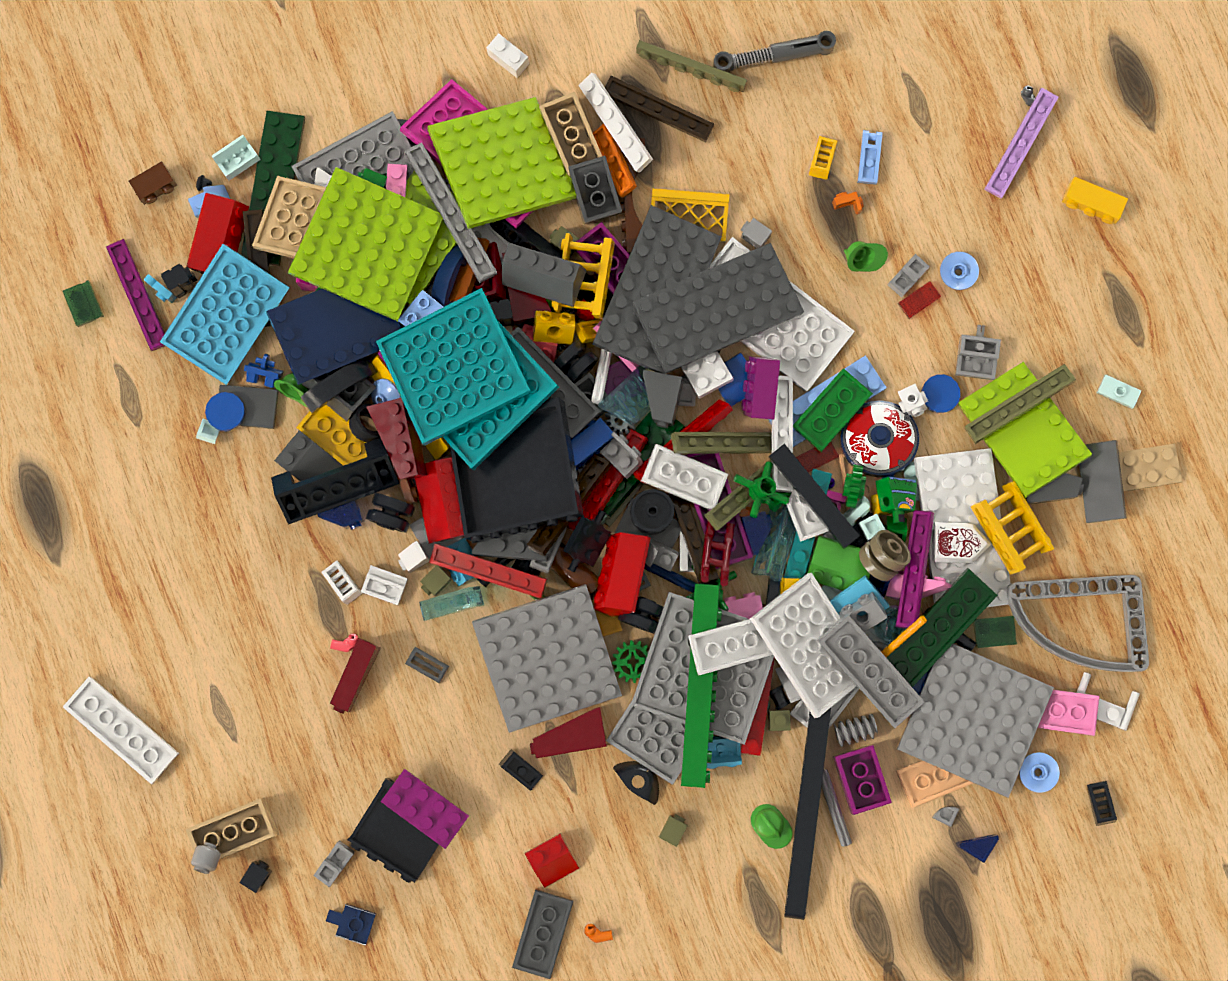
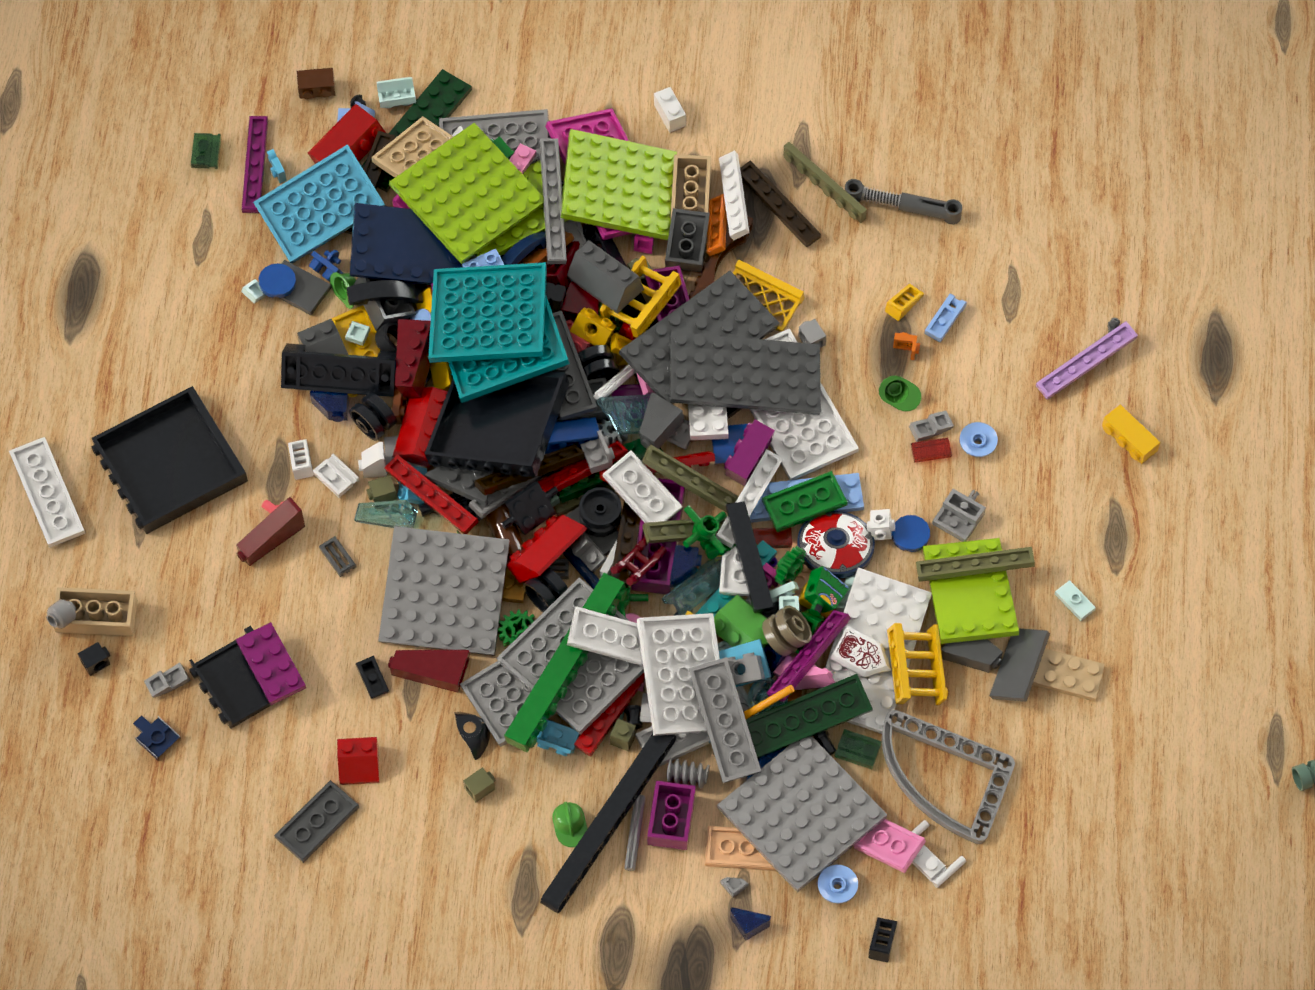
camera: 25 degrees right, 20 degrees down
(179, 280) = (295, 161): black brick -> none
(218, 644) = (168, 460): none -> black panel
(331, 433) = (357, 333): none -> light aqua plate
(553, 211) = (643, 244): none -> dark pink tile
(596, 935) = (363, 842): orange arm -> none

